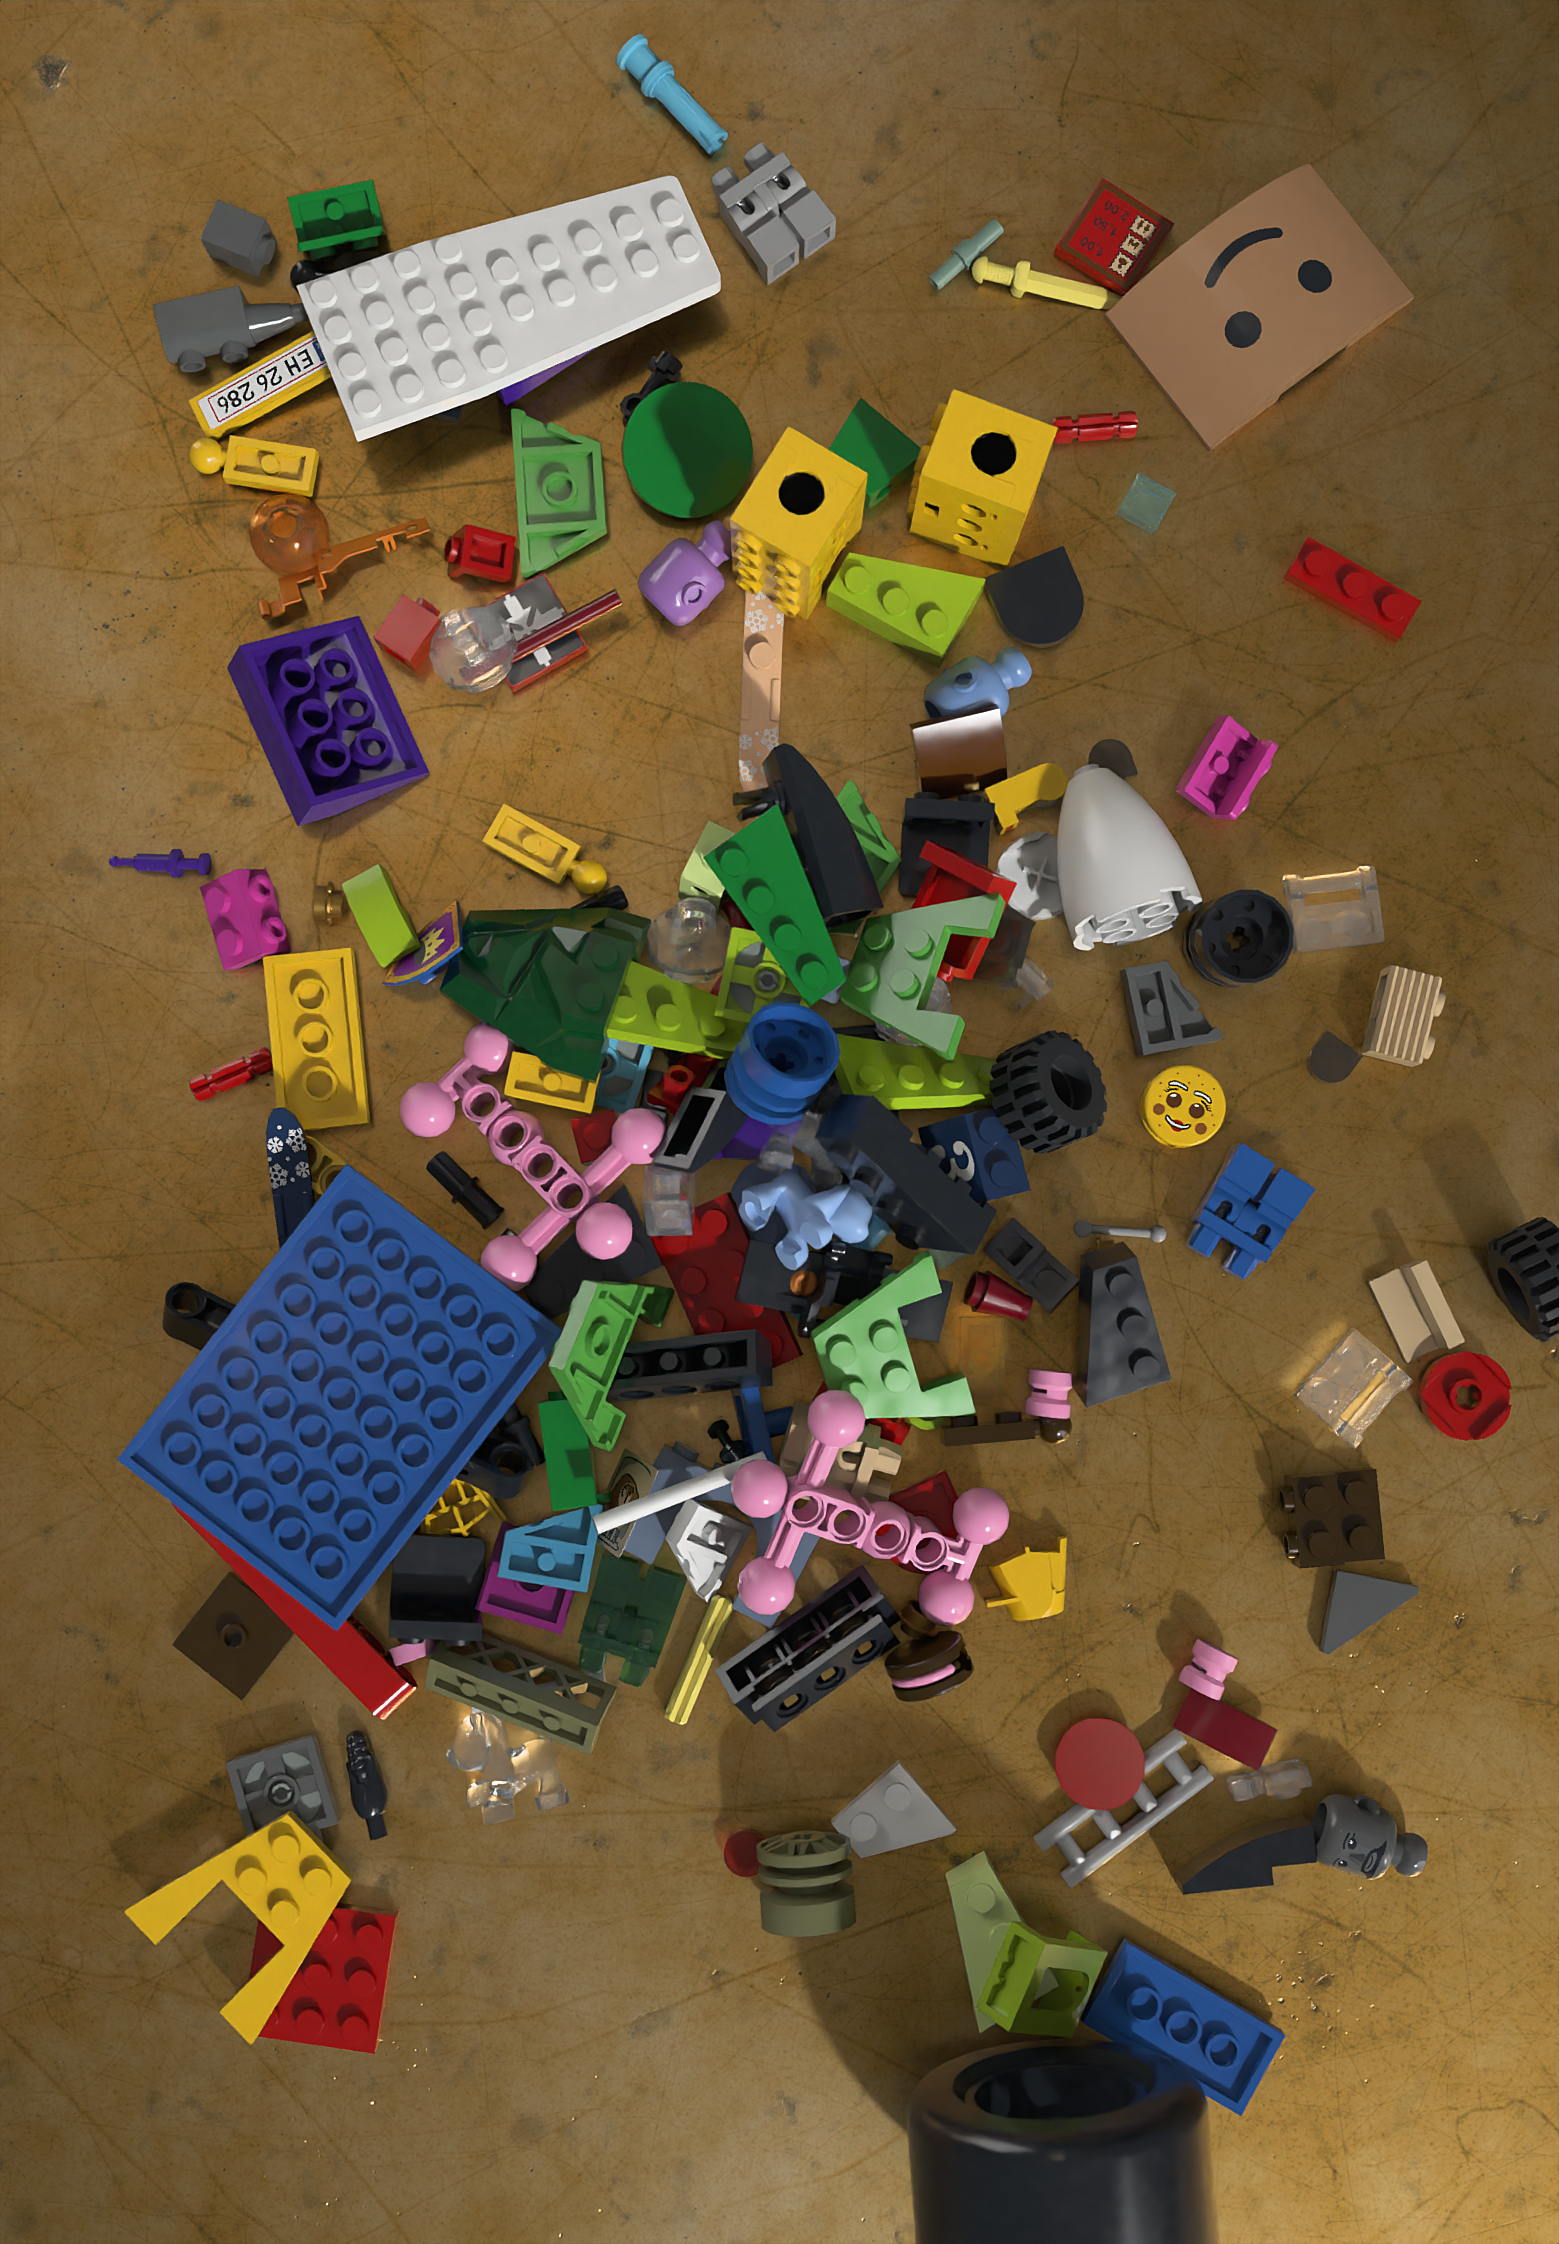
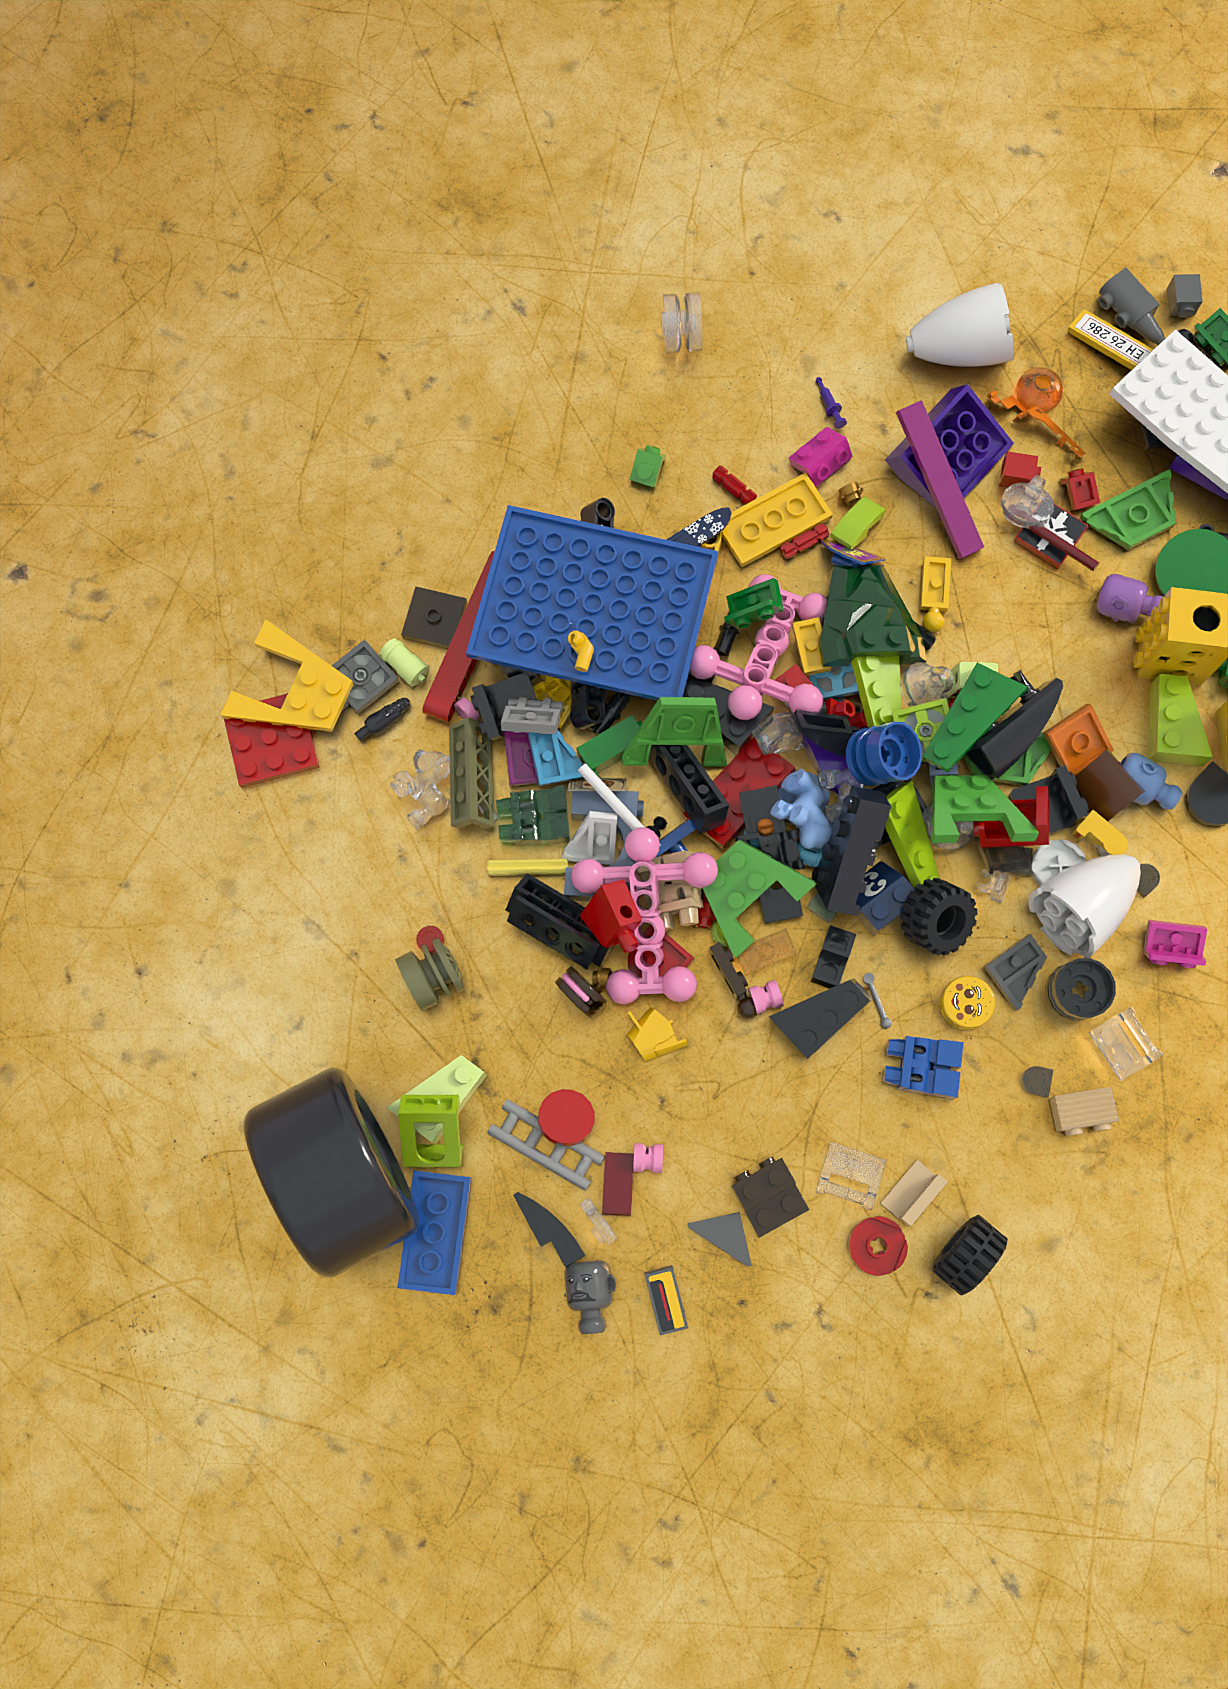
camera: 75 degrees right, 10 degrees down
(136, 1193) = (647, 465): none -> bright green bracket
(145, 602) = (966, 330): none -> white cylinder
(258, 464) = (1069, 357): yellow plate -> none
(291, 1714) = (406, 664): none -> yellowish green piece
(371, 761) = (940, 479): none -> magenta tile
(372, 1008) = (804, 541): none -> red axle
(414, 1446) = (583, 648): none -> yellow arm
(448, 1139) = (754, 604): none -> green bracket
(482, 1565) = (532, 716): none -> light grey plate
(759, 688) = (1091, 665): light nougat piece -> none
(849, 1577) = (613, 916): none -> red torso
(870, 756) = (1078, 739): none -> orange plate
(891, 1815) = (485, 1012): white wing -> none
(994, 1296) = (806, 944): dark red cone -> none
(1415, 1730) = (666, 1300): none -> slope

